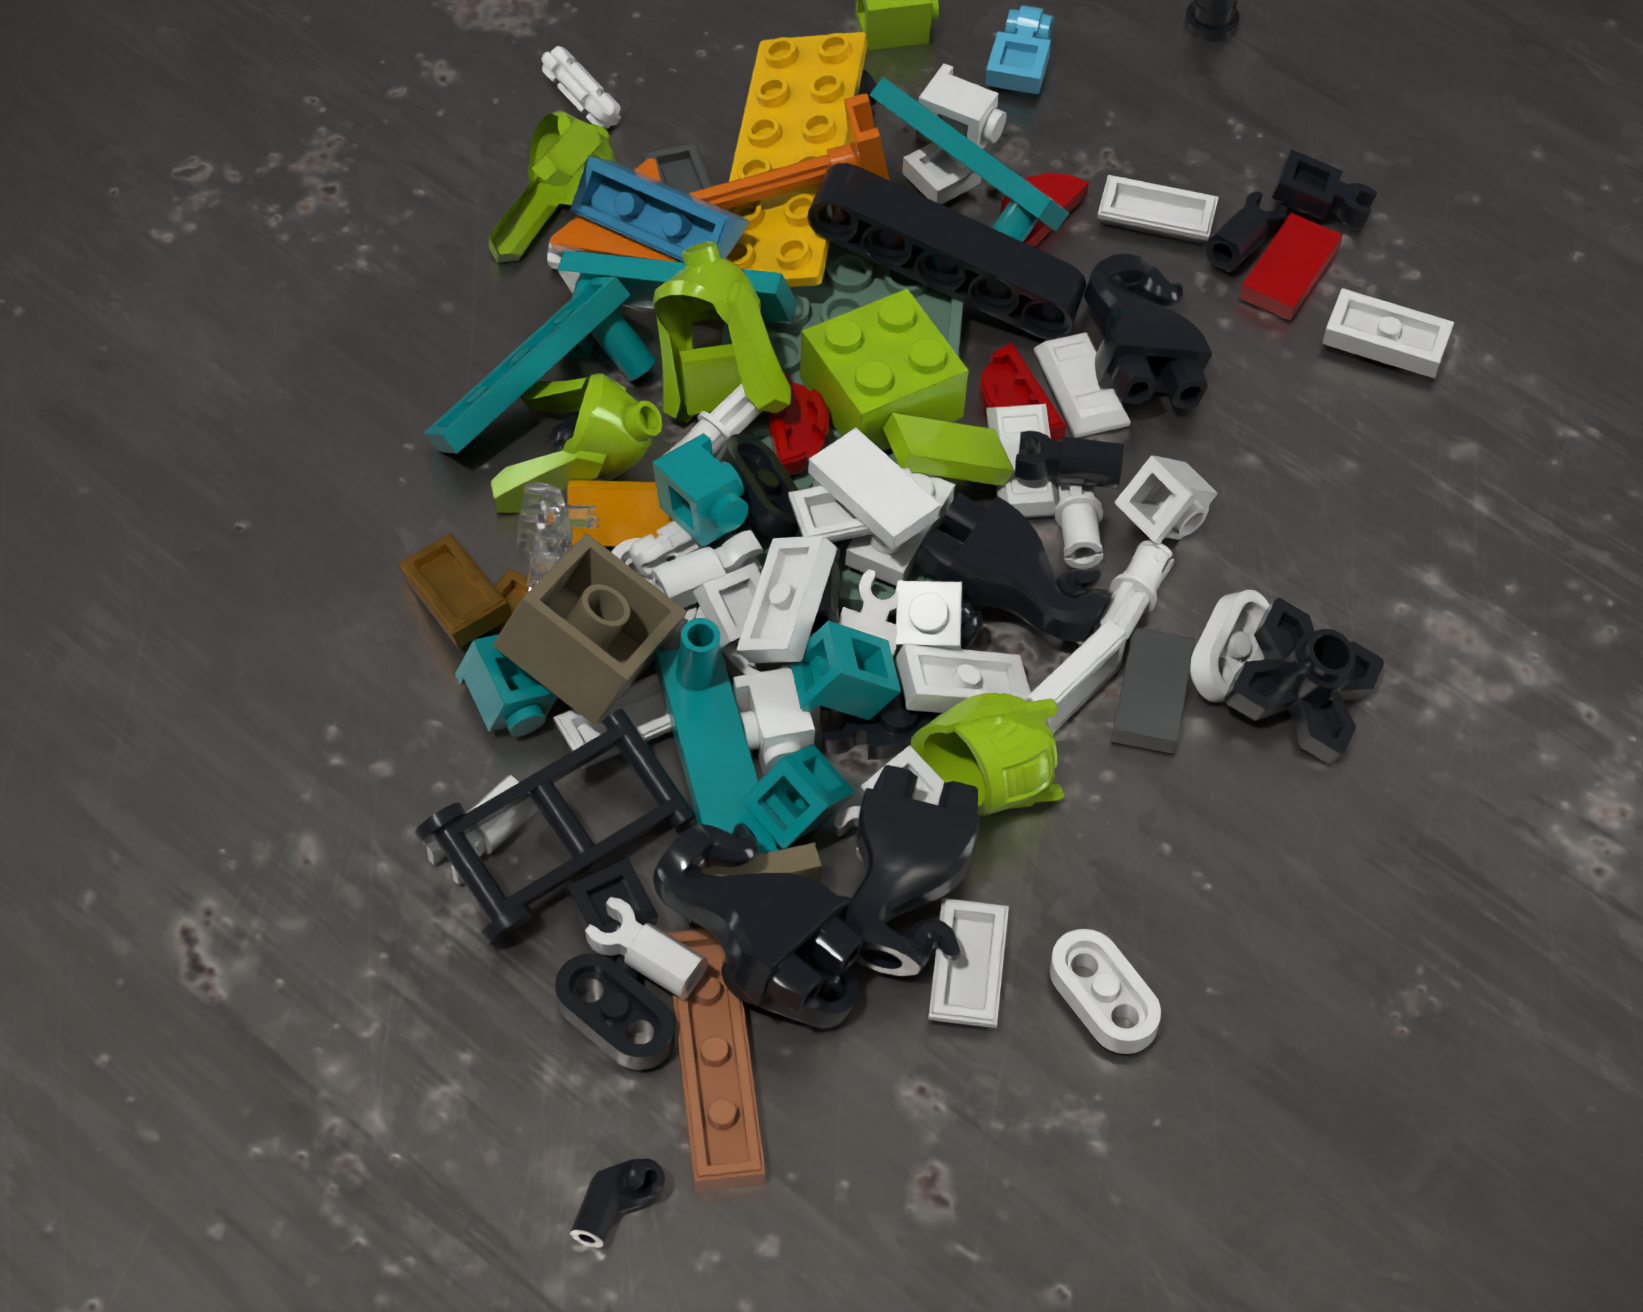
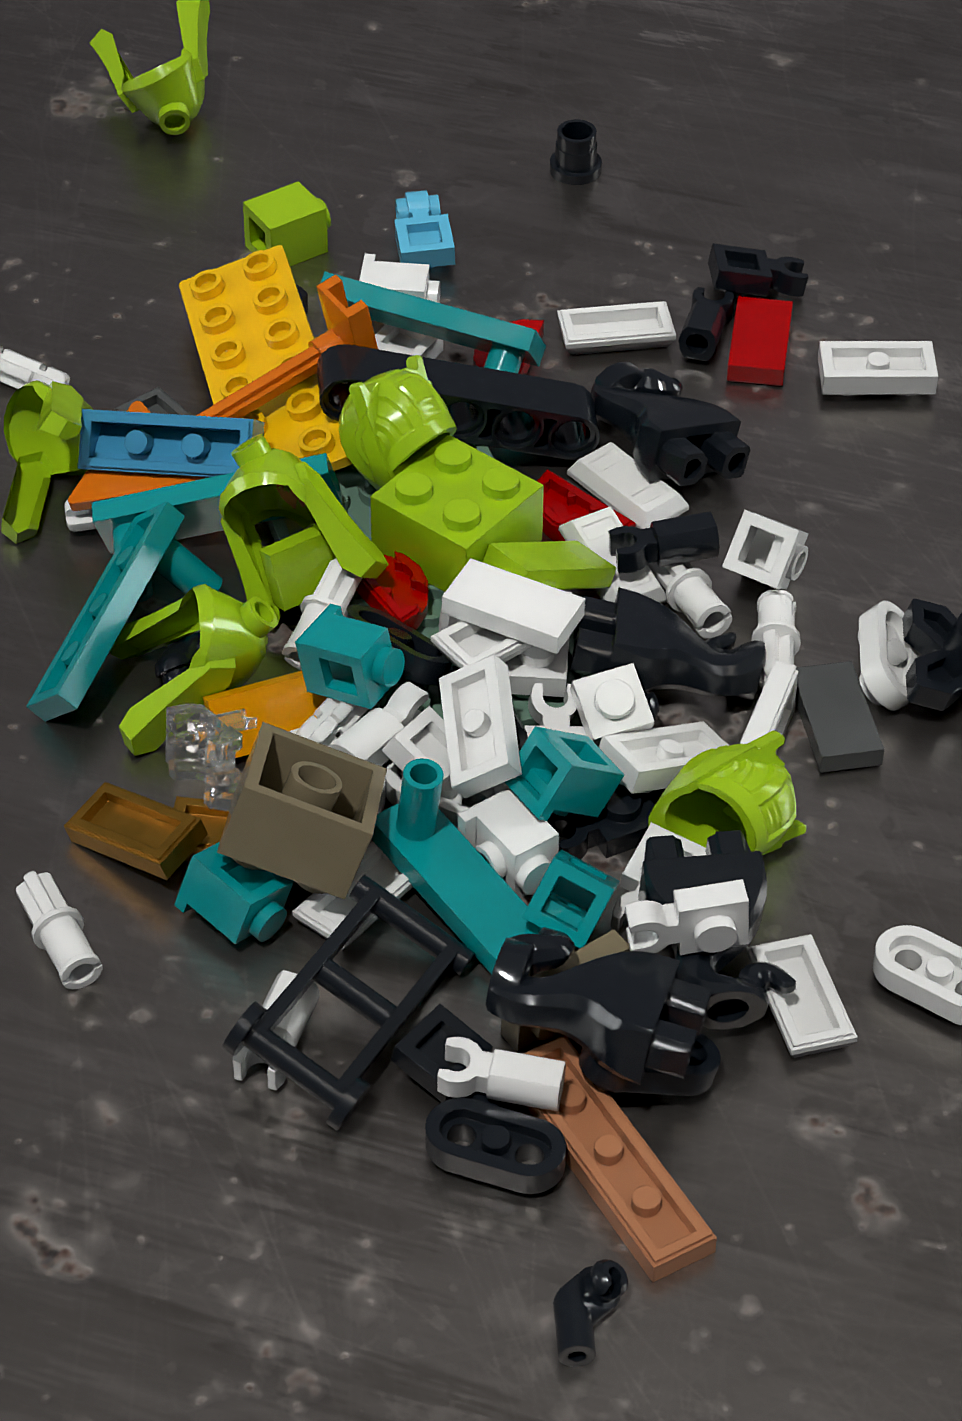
camera: 20 degrees left, 10 degrees down
(344, 664) = (58, 930): none -> white axle
(860, 258) = (392, 421): none -> lime helmet
(879, 867) = (699, 920): none -> white plate

